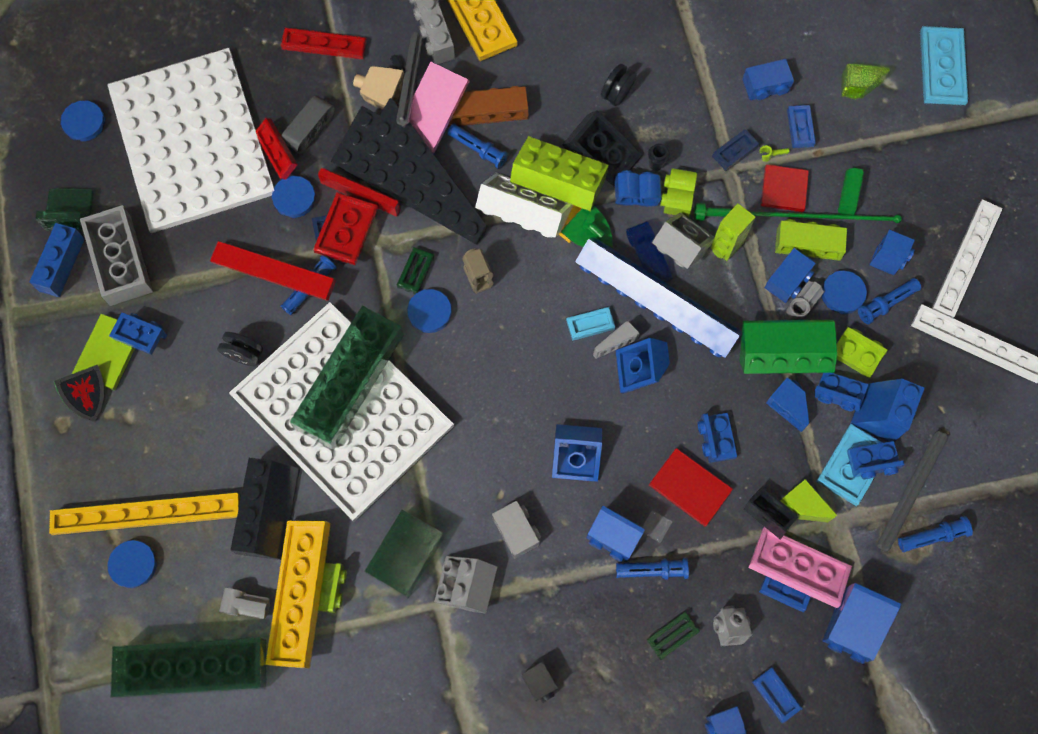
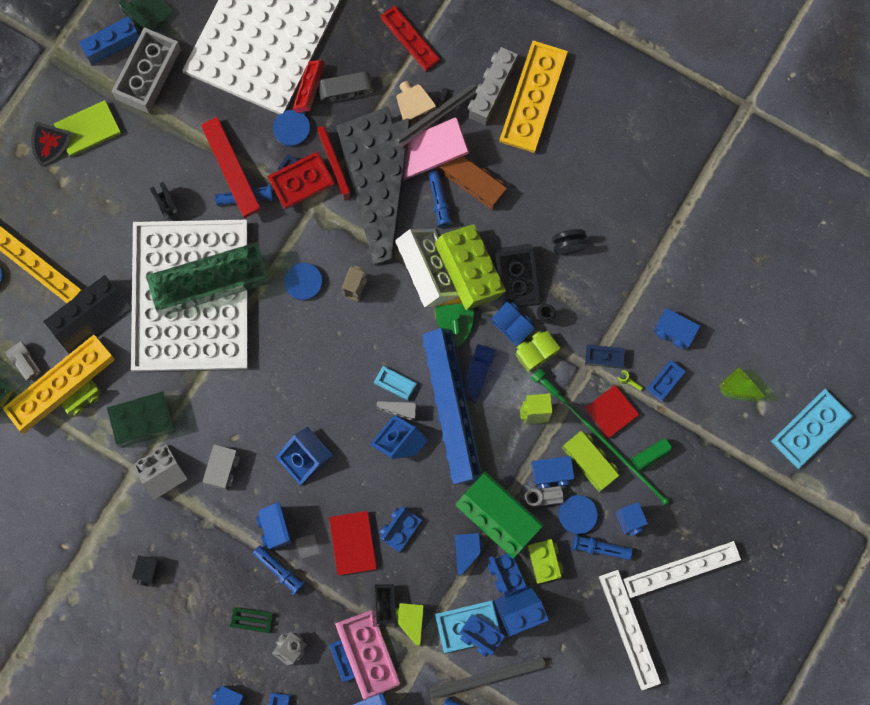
camera: 40 degrees right, 5 degrees up
(137, 333) = (113, 133): blue bracket -> none
(408, 287) = (324, 253): dark green tile -> none
(683, 240) = (503, 384): light grey brick -> none

